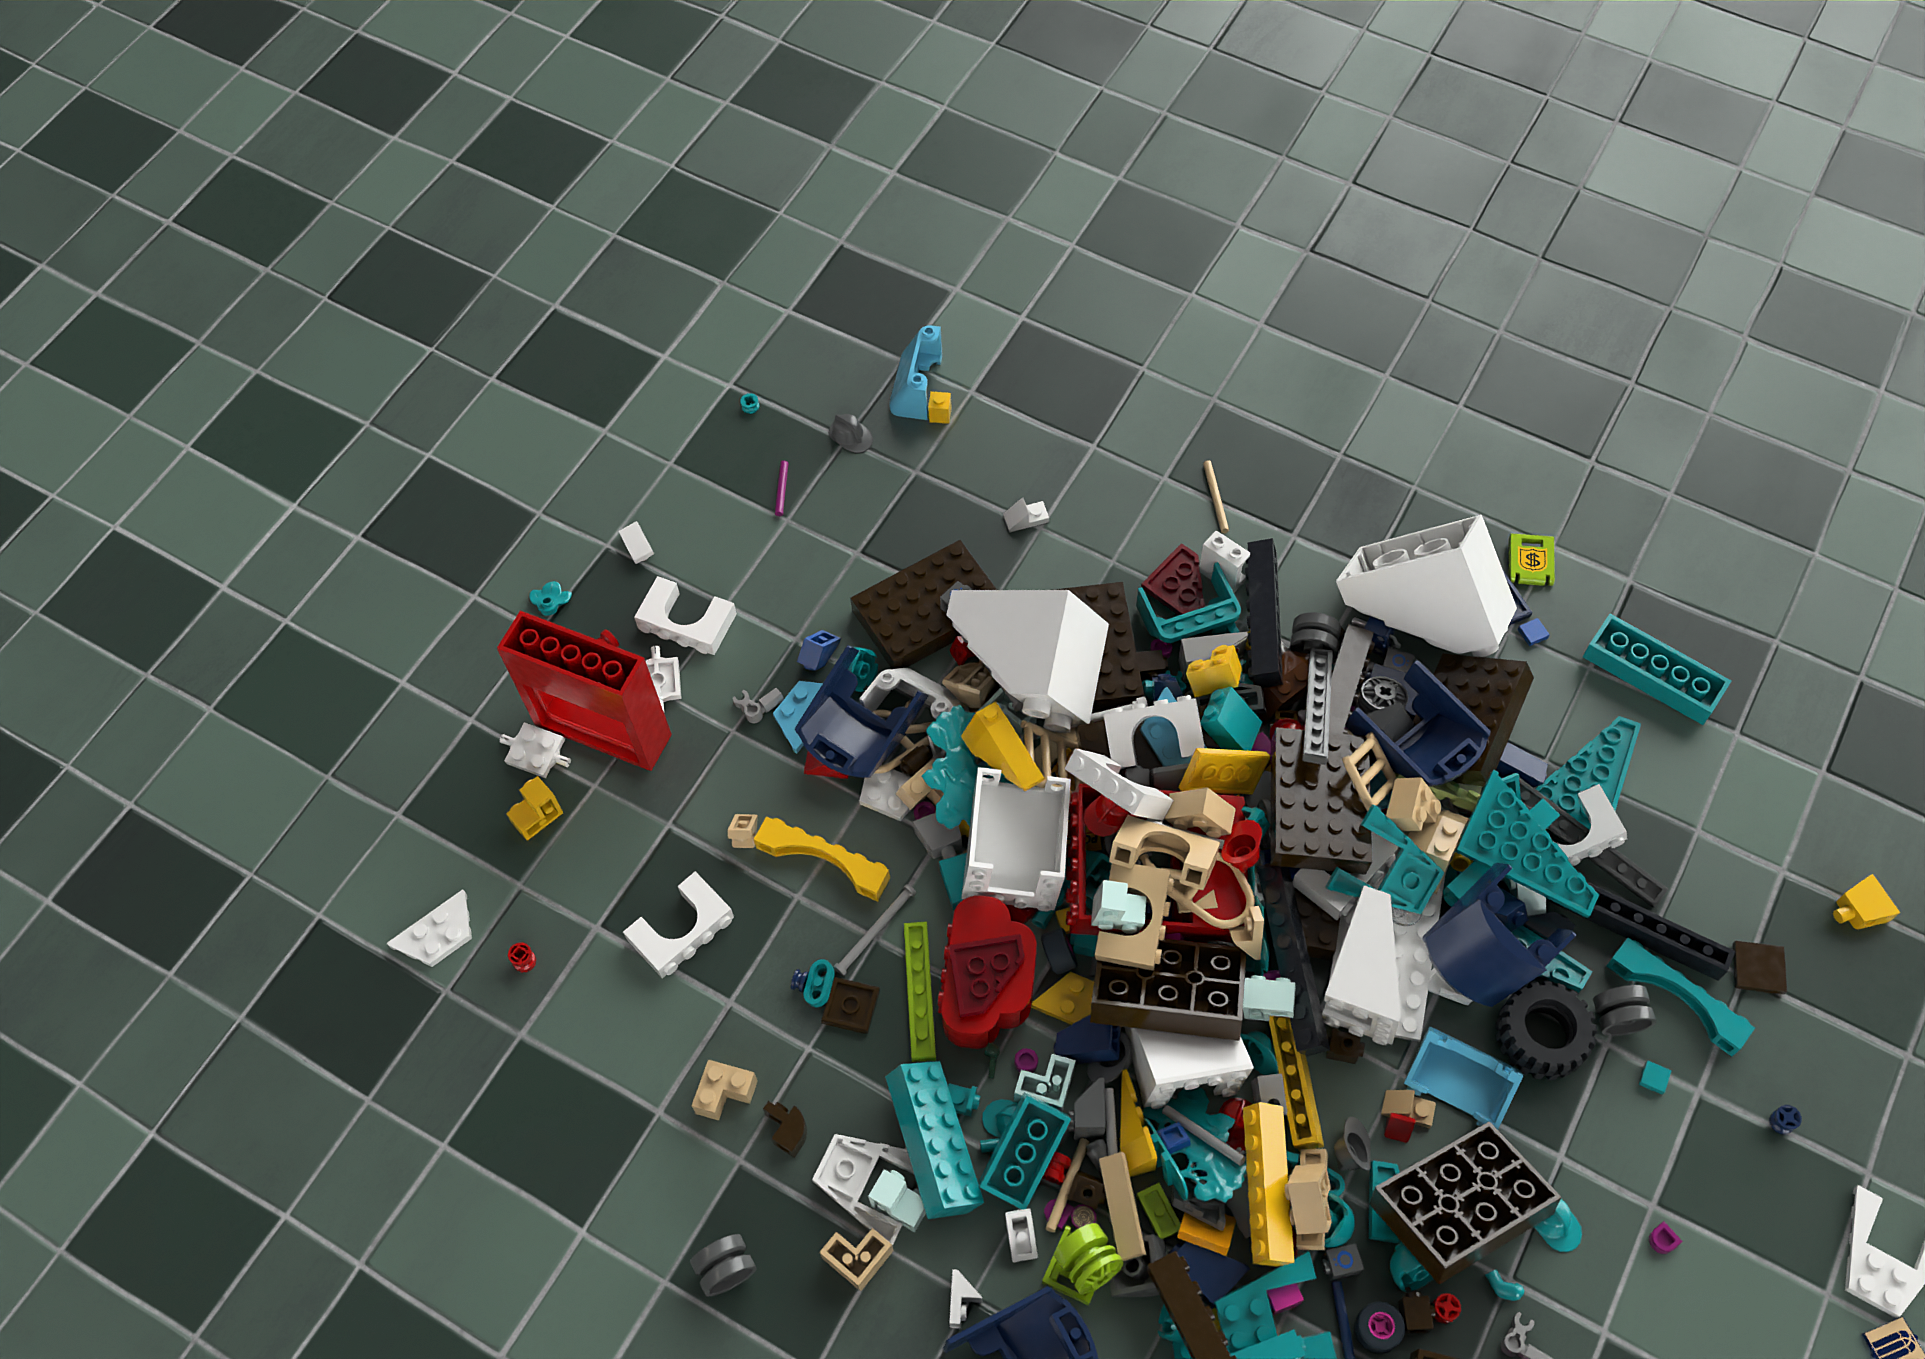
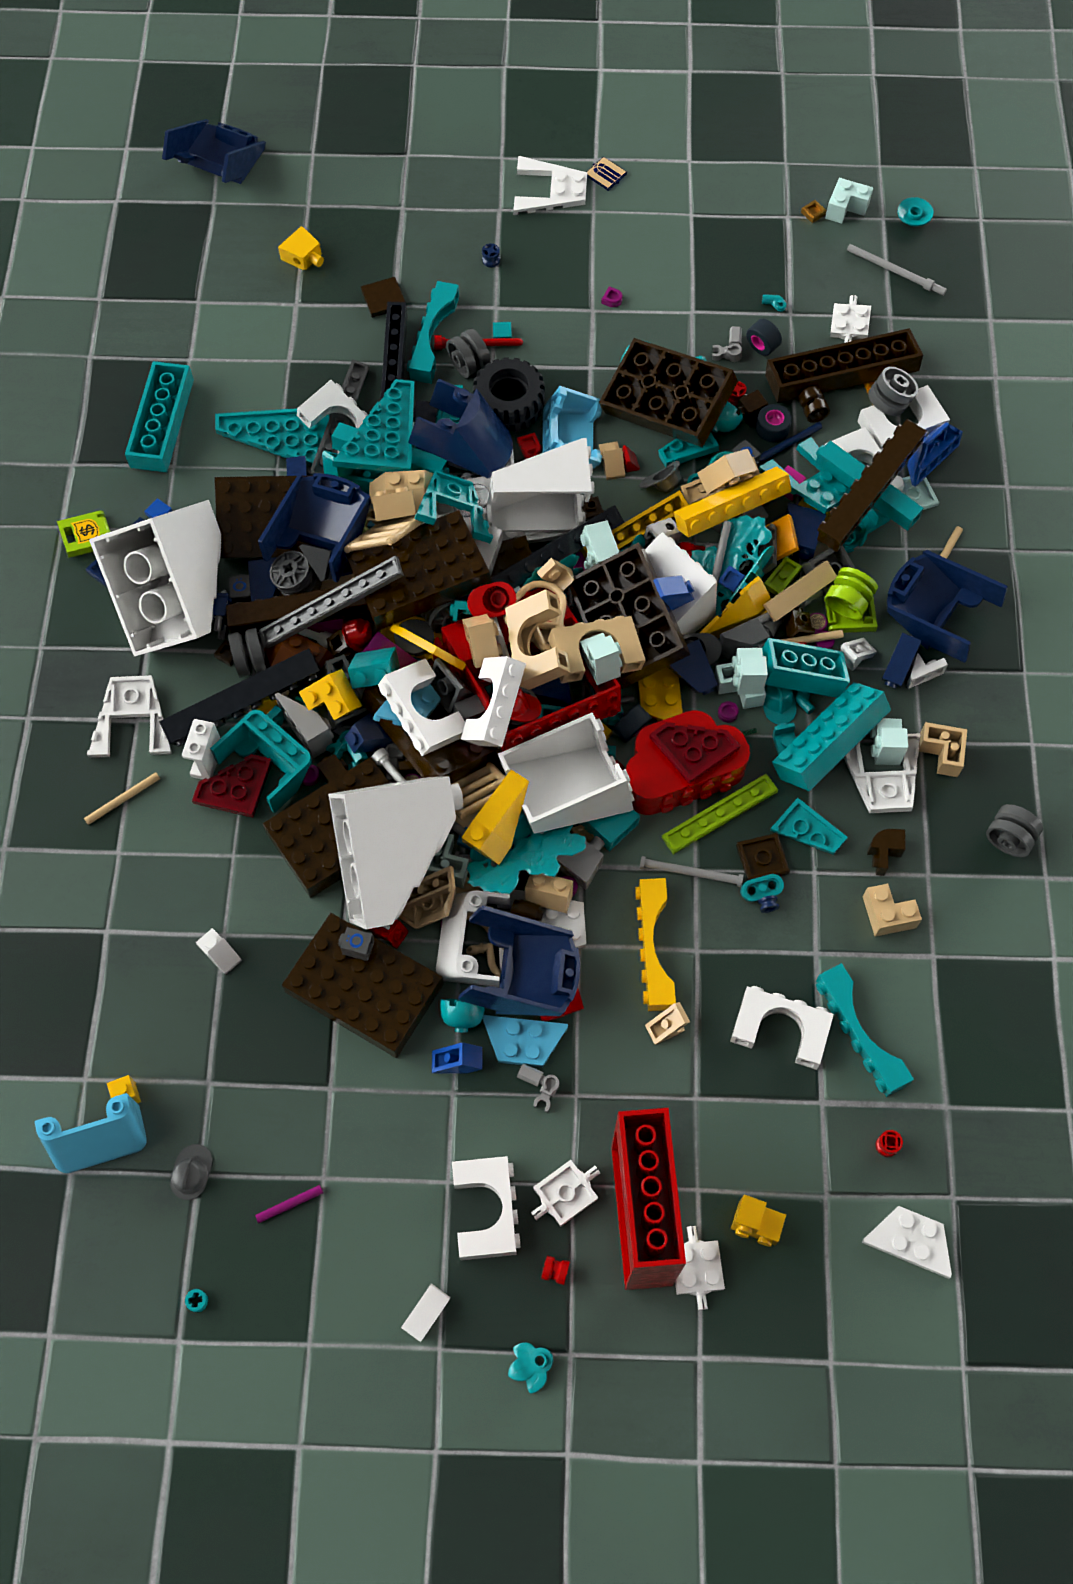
camera: 120 degrees left, 5 degrees up
(582, 995) = (888, 1070): none -> teal arch
(856, 1065) = (809, 828): none -> teal wing
(984, 1277) = (901, 661): none -> dark blue slope
(1044, 1081) = (749, 671): none -> light aqua brick
(1166, 1029) = (674, 591): none -> blue slope
(1317, 533) = (124, 699): none -> white wing
(1463, 1026) = (529, 445): none -> red tile
(1660, 997) = (440, 342): none -> red piece

